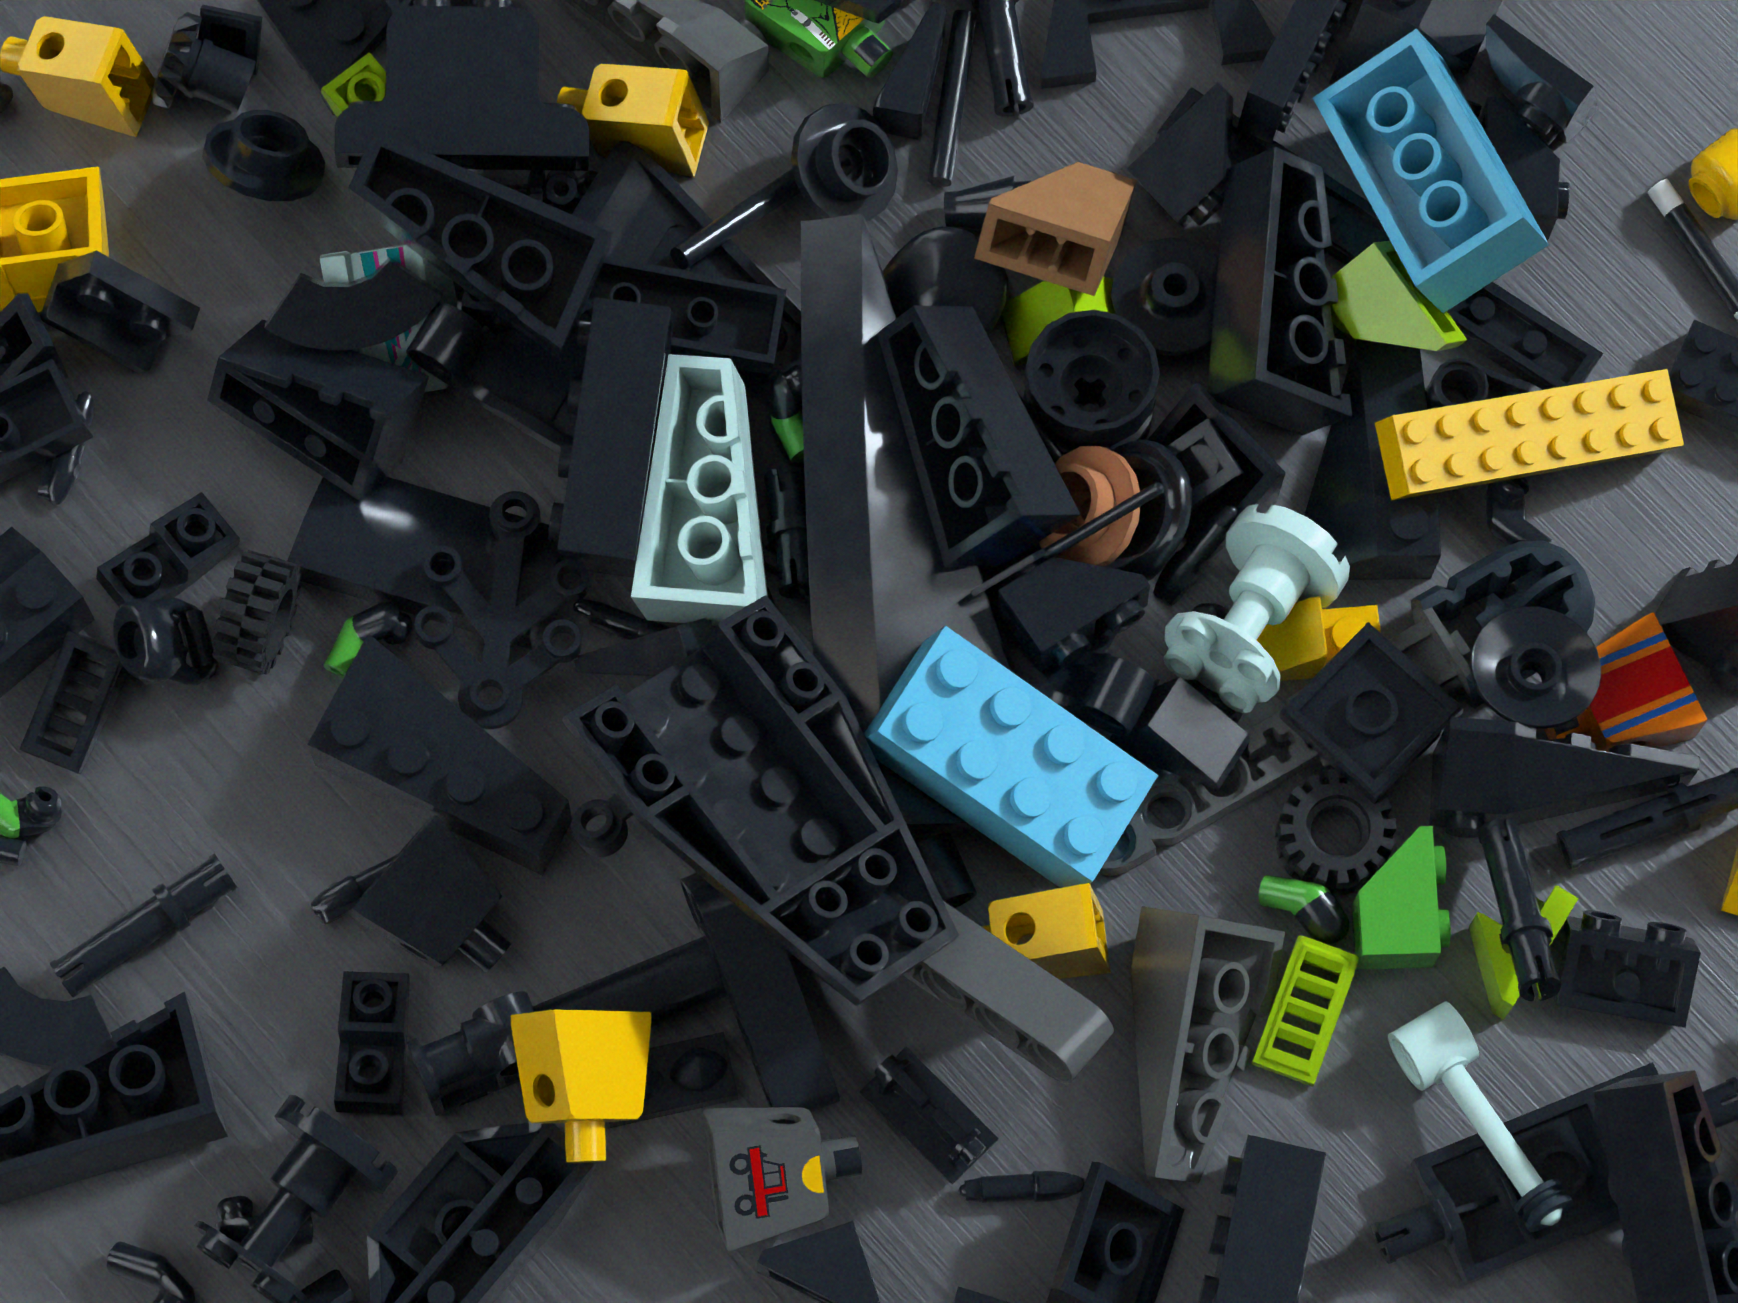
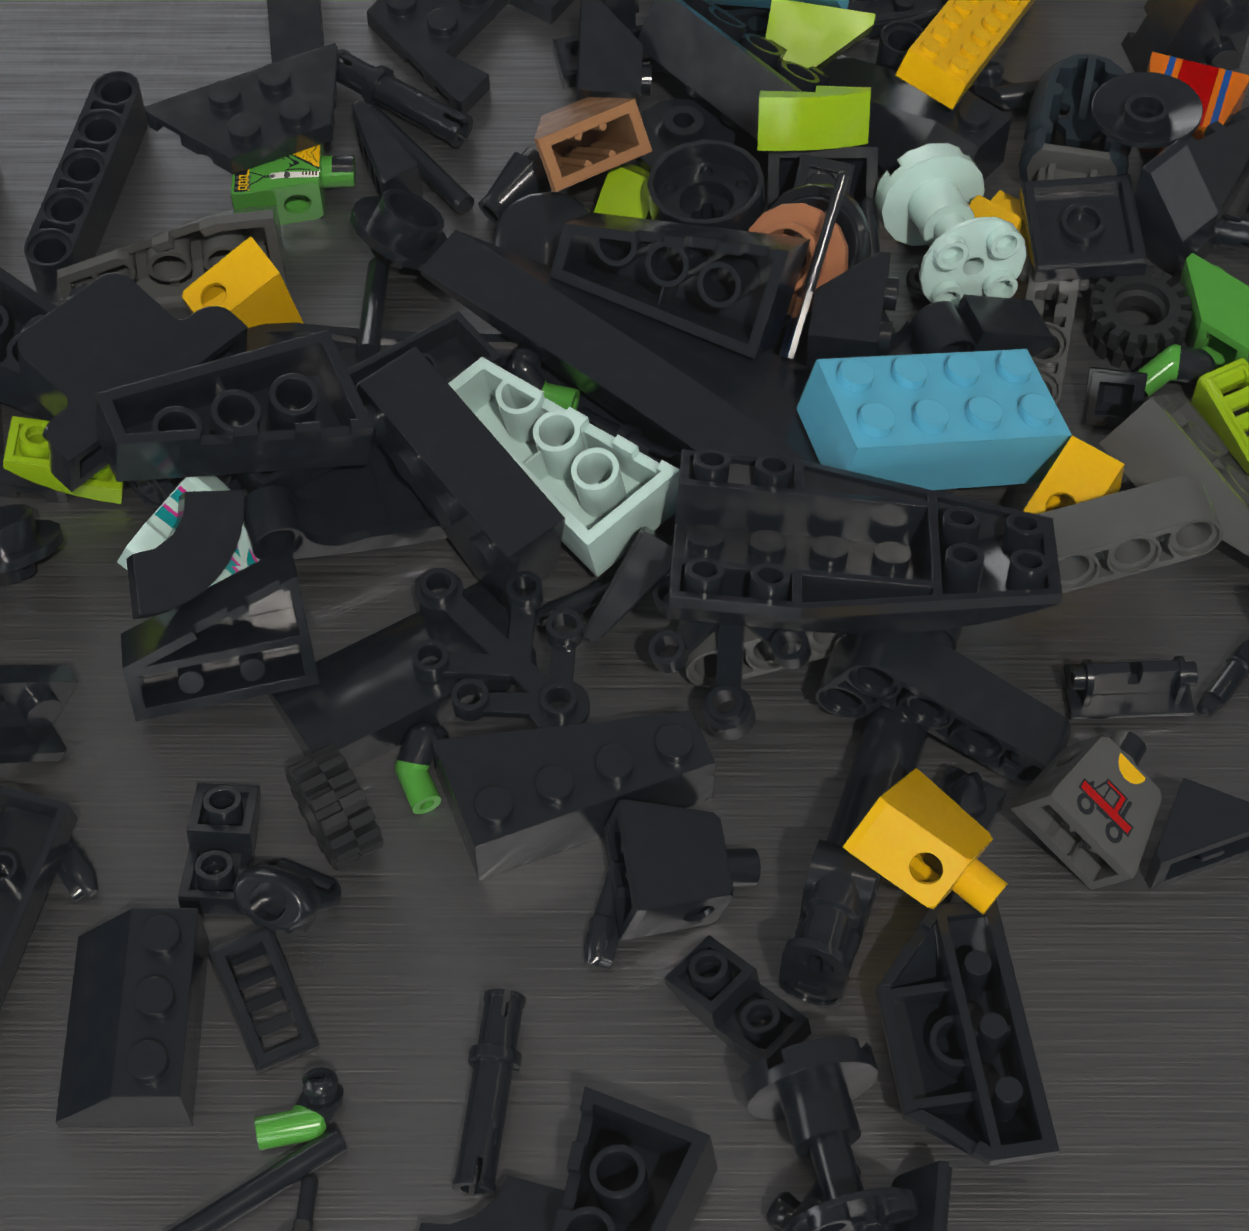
camera: 45 degrees left, 15 degrees down
(1222, 879) = (1112, 396): none -> black slope
(1253, 411) = (813, 120): none -> lime slope

